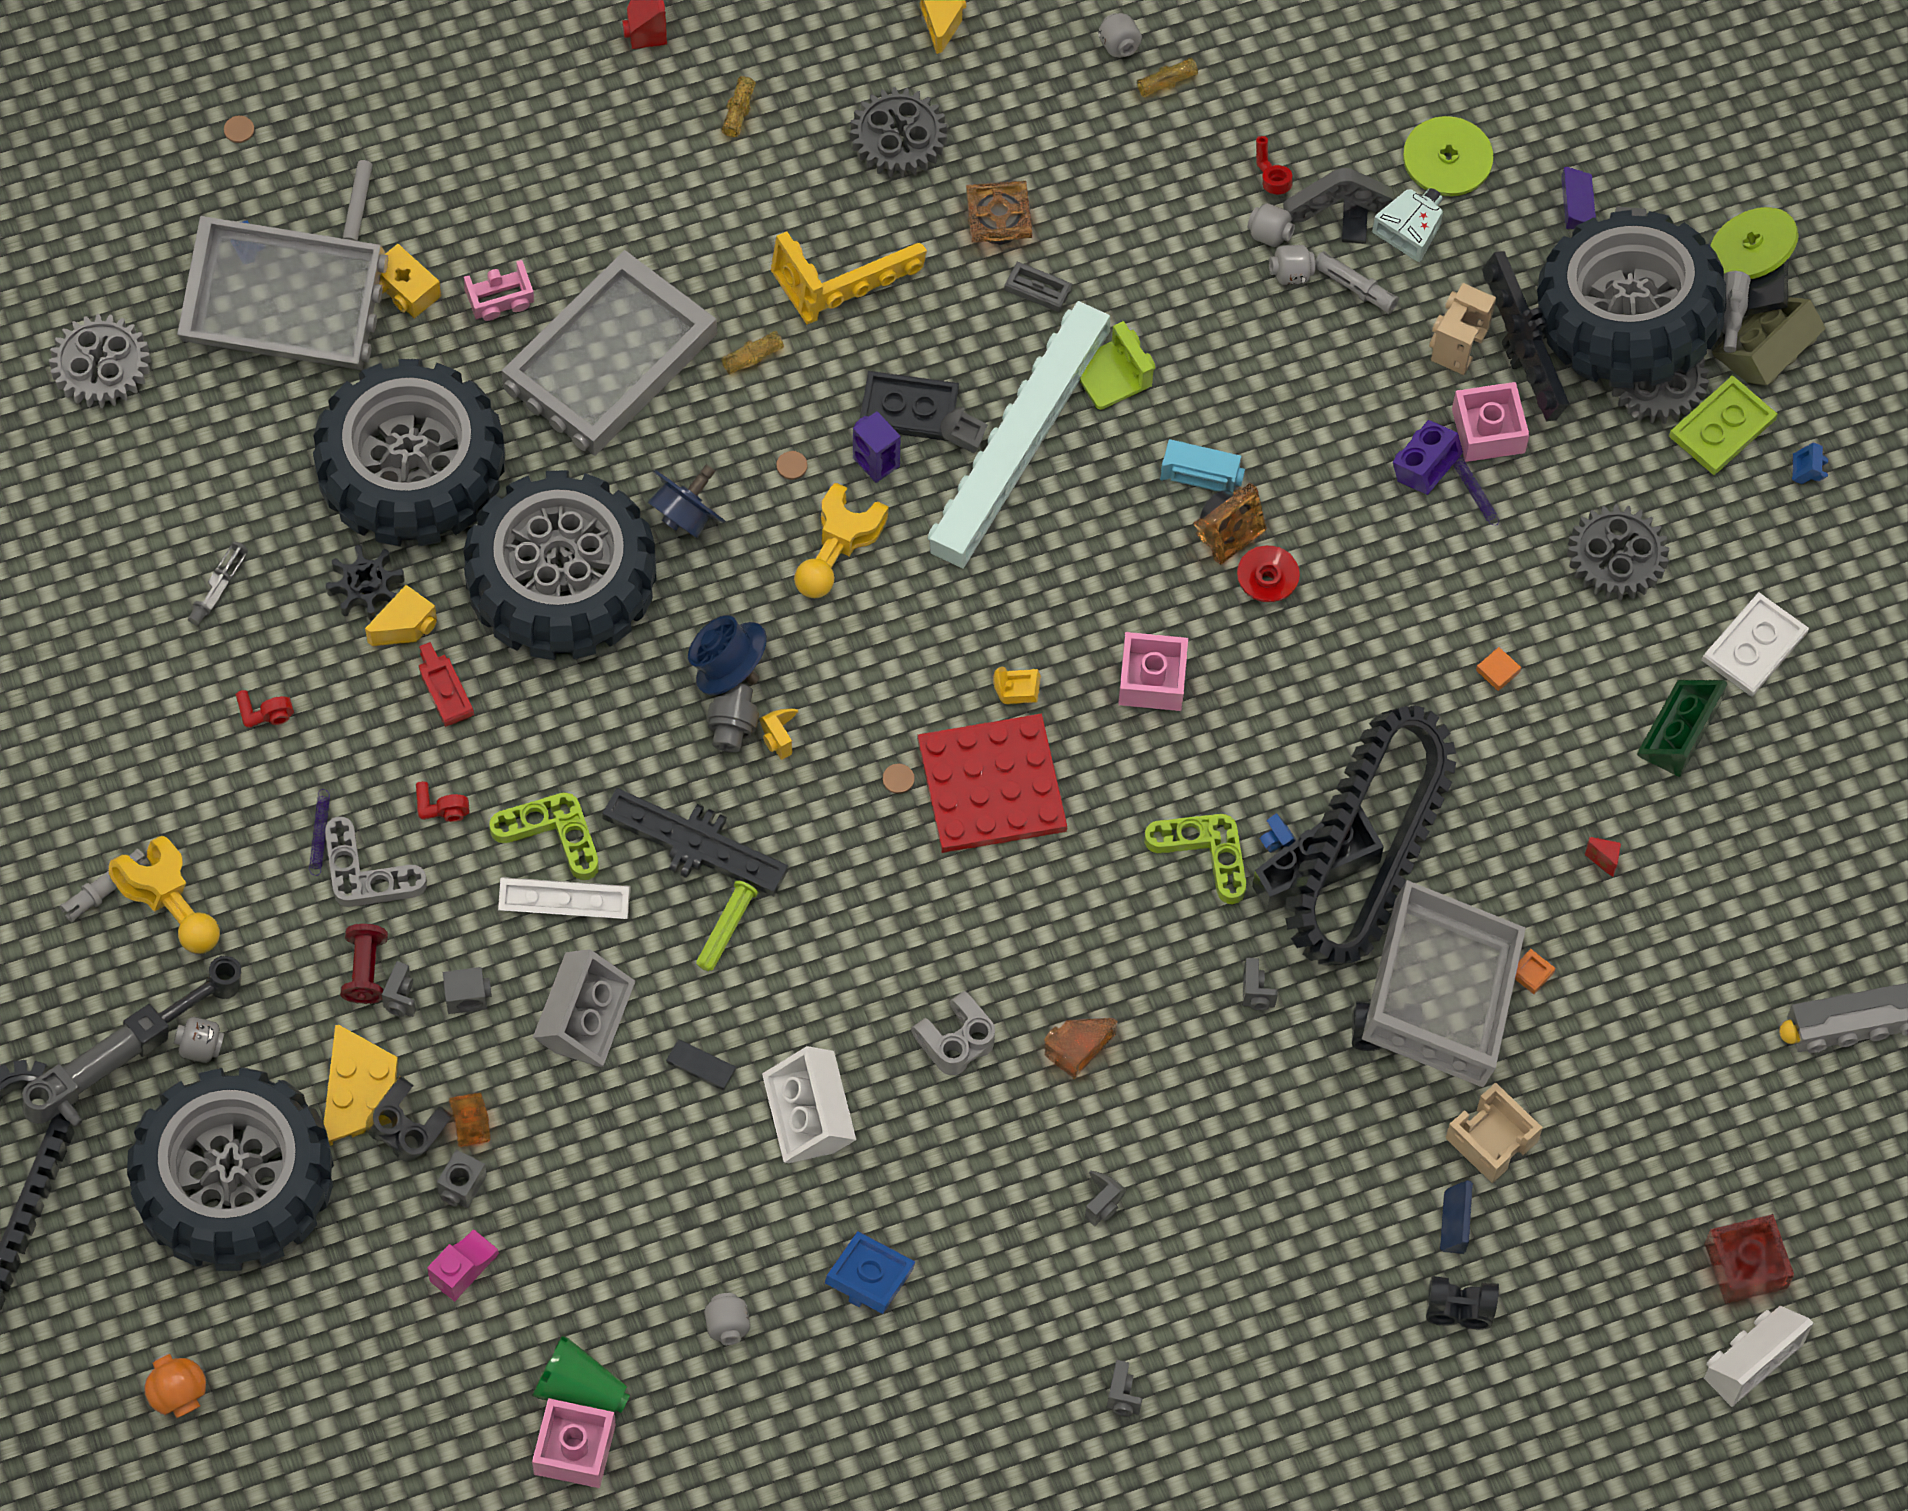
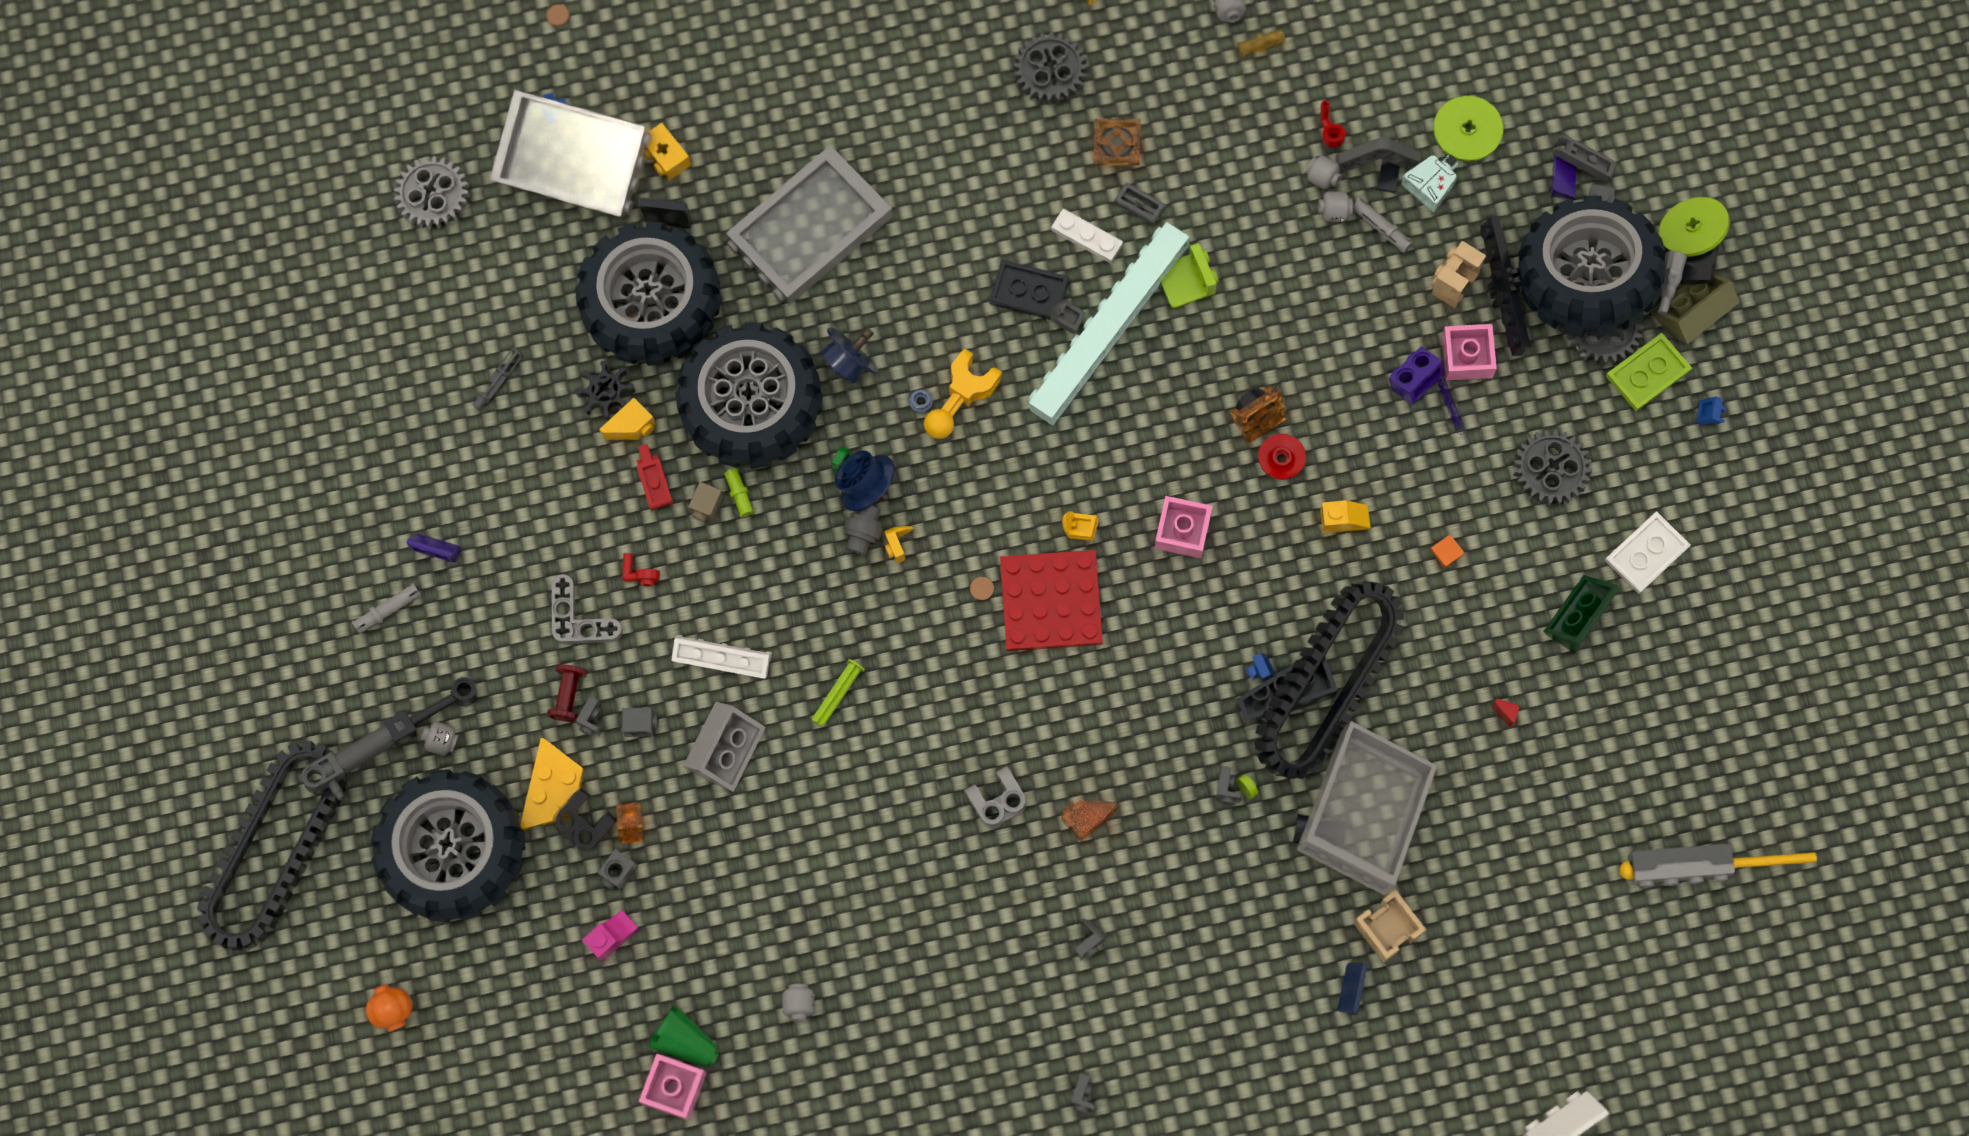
camera: 15 degrees right, 10 degrees up
(159, 803) = (434, 547): none -> dark purple slope
(162, 886) = (427, 616): yellow piece -> none
(274, 710) = (526, 485): red plate -> none
(316, 834) = (546, 579): dark purple piece -> none
(357, 200) = (637, 84): light grey piece -> none
(428, 347) = (665, 211): none -> black tile
(496, 283) = (733, 160): bright pink window -> none
(518, 707) = (705, 502): none -> dark tan brick
(560, 691) = (739, 492): none -> lime pin
(561, 822) = (727, 596): lime beam -> none
(689, 633) = (841, 455): none -> green tile
(695, 841) = (823, 623): black hinge -> none
(701, 1064) = (805, 799): black piece -> none
(738, 106) = (932, 34): clear yellow pin -> none
(752, 352) = (917, 235): clear yellow pin -> none
(786, 547) = (921, 394): none -> sand blue plate
(791, 465) = (935, 328): medium nougat piece -> none
(809, 1105) = (880, 842): white slope -> none
(811, 296) = (967, 198): yellow bracket -> none
(869, 1273) = (907, 980): blue hinge -> none
(876, 446) = (998, 323): dark purple brick -> none
(975, 332) = (1087, 236): none -> white plate
(1201, 467) = (1243, 365): medium azure window -> none
(1208, 838) = (1206, 663): lime beam -> none
(1283, 982) = (1247, 786): none -> lime tile
(1358, 639) = (1344, 516): none -> yellow slope
(1469, 1307) = (1346, 1059): black piece -> none
(1533, 971) = (1439, 797): orange tile -> none
(1602, 175) = (1585, 158): none -> dark grey hinge
(1749, 1258) = (1569, 1049): clear red brick -> none

